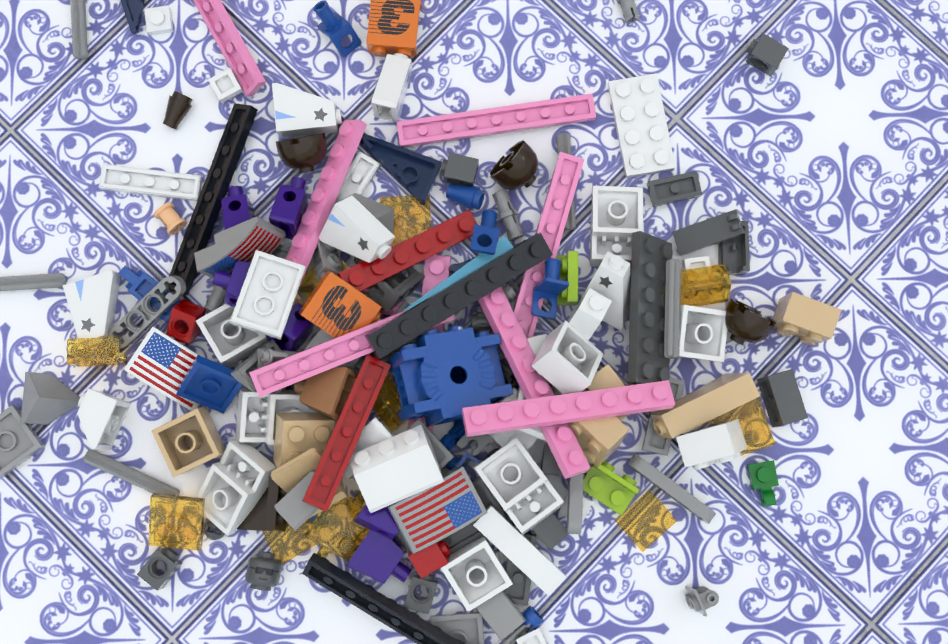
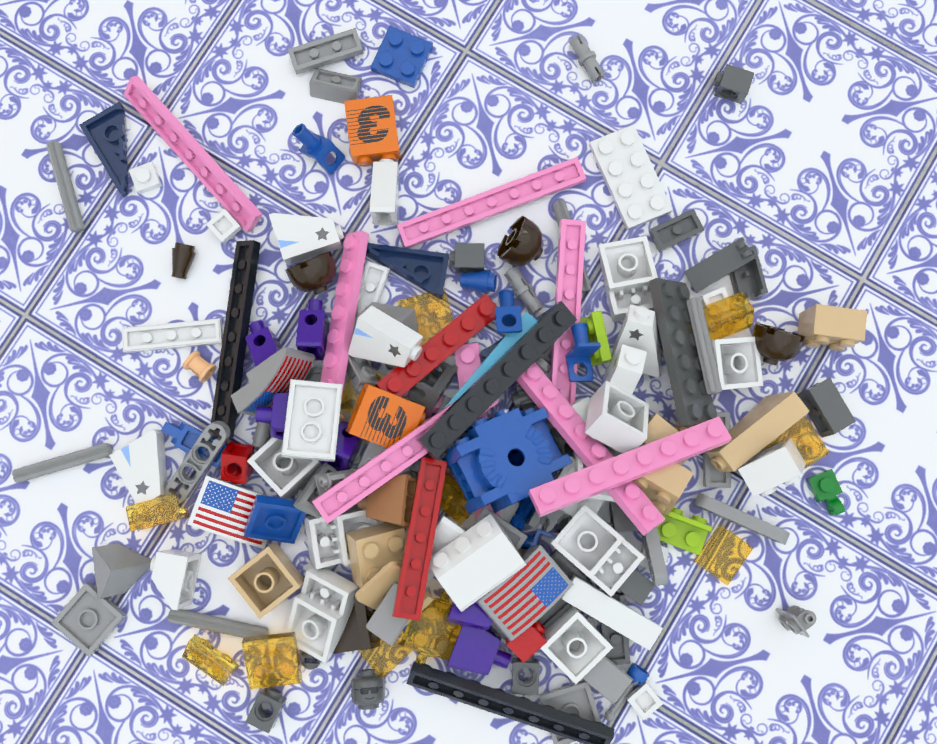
camera: 10 degrees left, 0 degrees up
(116, 507) = (209, 660): none -> clear yellow bracket

